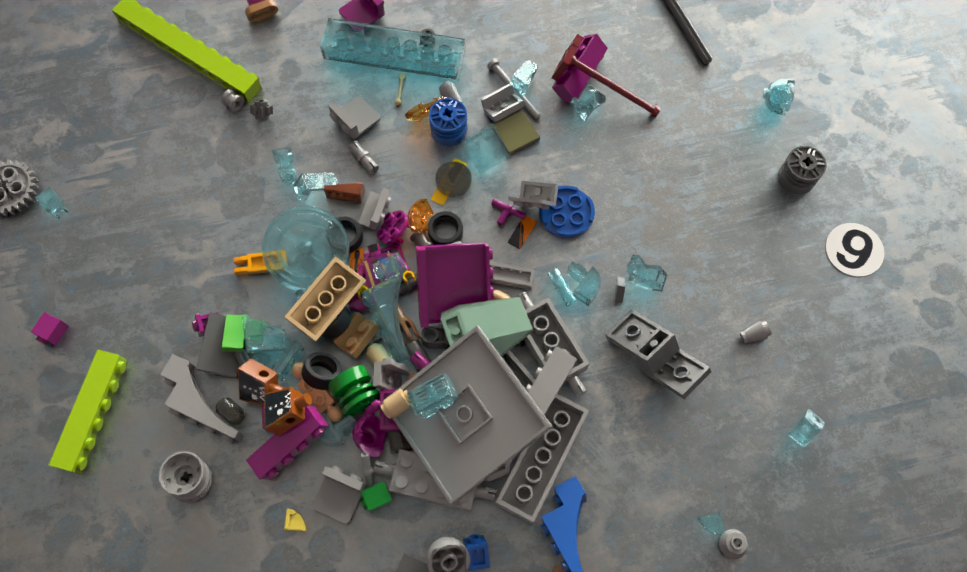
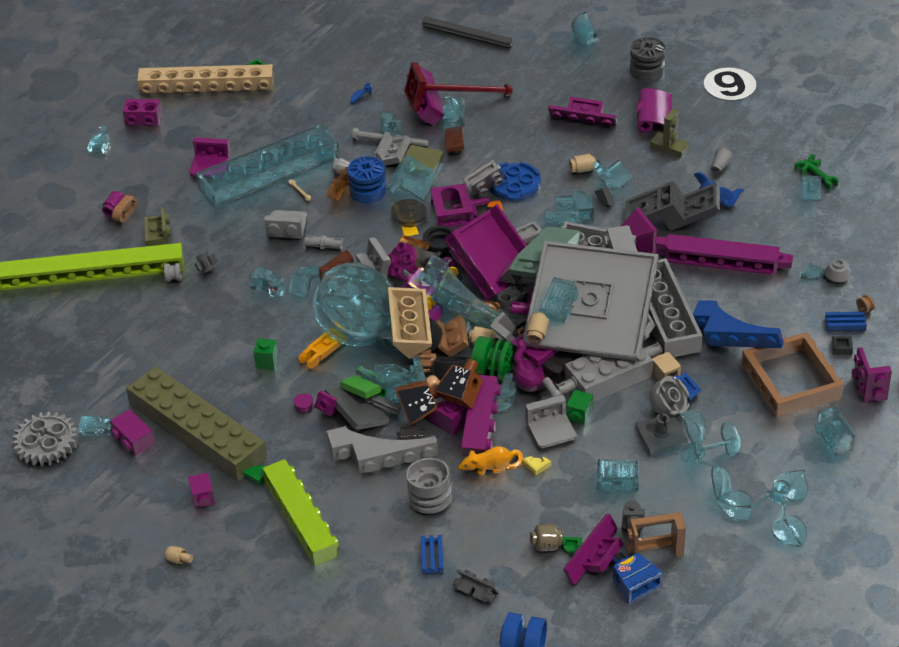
camera: 40 degrees left, 25 degrees down
(61, 232) = (132, 432): none -> magenta brick
(104, 344) = (254, 474): none -> green tile
(106, 263) = (196, 423): none -> olive brick
(123, 552) = (432, 541): none -> blue tile
(198, 304) = (303, 402): none -> magenta tile
(213, 236) = (266, 354): none -> green brick
(263, 48) = (157, 229): none -> olive bracket
(264, 489) = (494, 459): none -> light orange animal
(311, 346) = (427, 360): none -> medium nougat gear
(479, 215) = (453, 217): none -> magenta panel
(482, 519) = (665, 365): none -> tan brick
(547, 24) = (359, 93): none -> blue piece
(559, 131) = (454, 139): none -> copper slope
(598, 356) = (643, 230): none -> magenta slope
(635, 240) = (582, 163): none -> tan brick
(652, 439) = (722, 254): none -> magenta hinge
(695, 183) = (584, 110): none -> magenta bracket
(718, 375) = (727, 197): none -> blue hair
(732, 274) = (668, 140): none -> olive bracket
(754, 229) = (652, 108): none -> magenta panel
(833, 402) = (813, 166): none -> green bar

